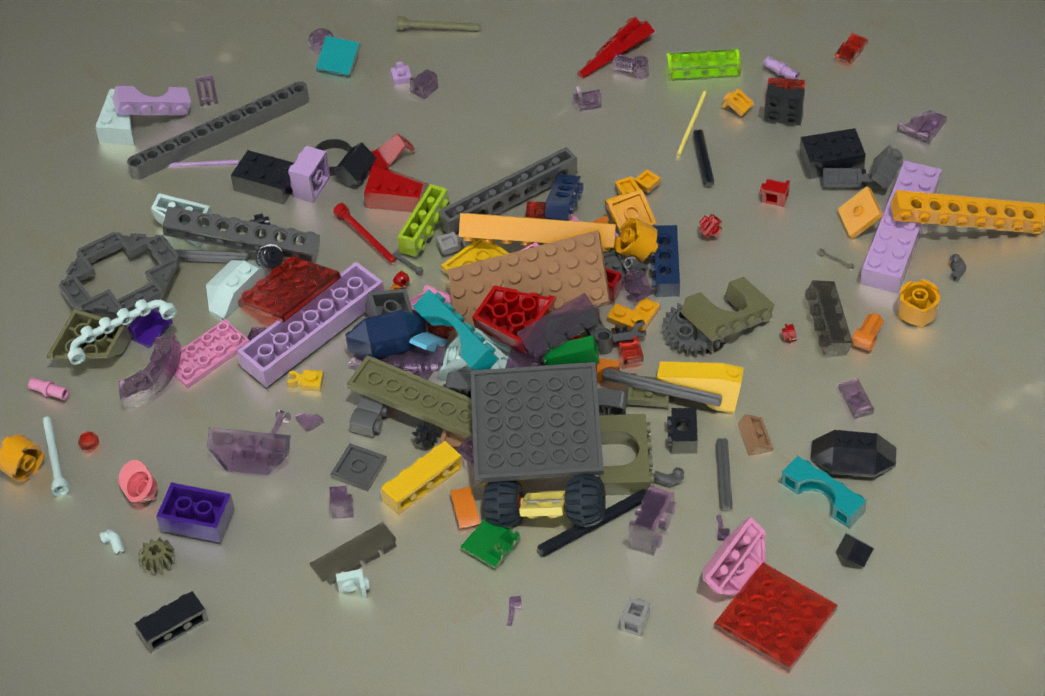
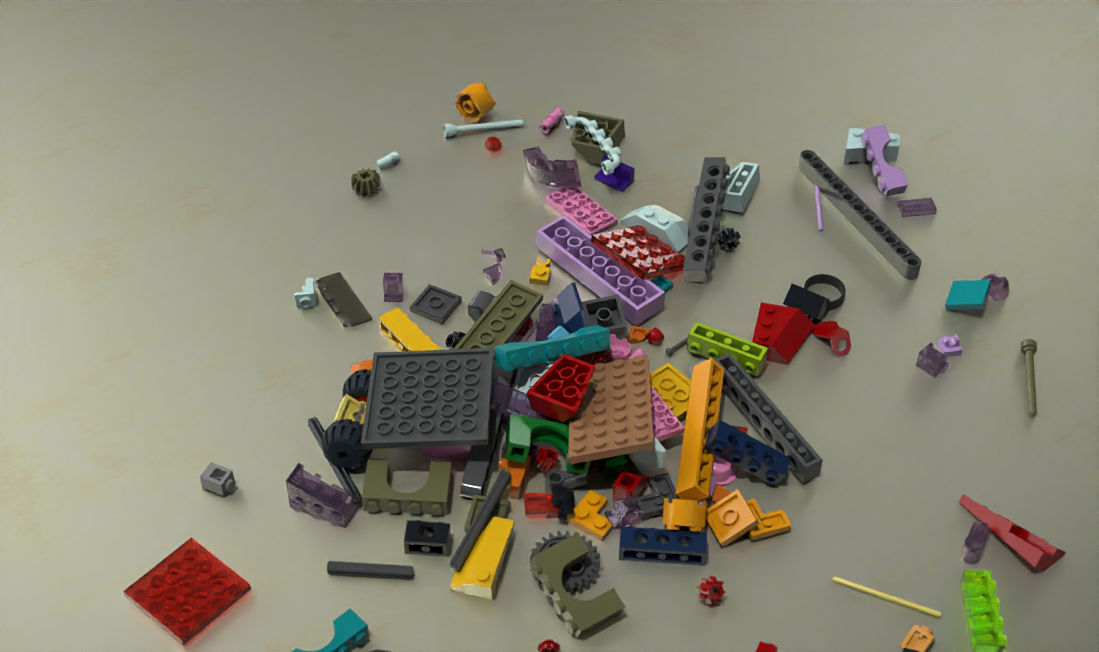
camera: 90 degrees right, 5 degrees down
(106, 302) = (636, 140): dark grey plate -> none
(137, 482) = (437, 171): coral piece -> none
(171, 621) = (300, 191): black brick -> none
(195, 512) = (399, 199): dark purple brick -> none
(248, 450) = (464, 228): clear purple wedge -> none
(263, 177) = (792, 242): black brick -> none
(269, 257) = (678, 238): black head -> none
(309, 174) = (789, 265): lavender brick -> none
(342, 212) = (746, 296): red piece -> none
(490, 543) = (325, 386): green plate -> none
(514, 603) = (259, 399): clear purple hand -> none
(552, 327) = (544, 420): clear purple windscreen -> none
(587, 100) = (915, 495): clear purple bracket -> none
(632, 263) = (654, 516): dark grey pin -> none
(647, 181) = (786, 541): light orange plate -> none
(670, 479) = (372, 523): dark grey arm -> none
(703, 157) = (826, 600): black axle -> none
(722, 532) = (298, 558): clear purple hand -> none
(736, 558) = (251, 558): bright pink wedge -> none
(755, 435) = (415, 604): medium nougat slope -> none

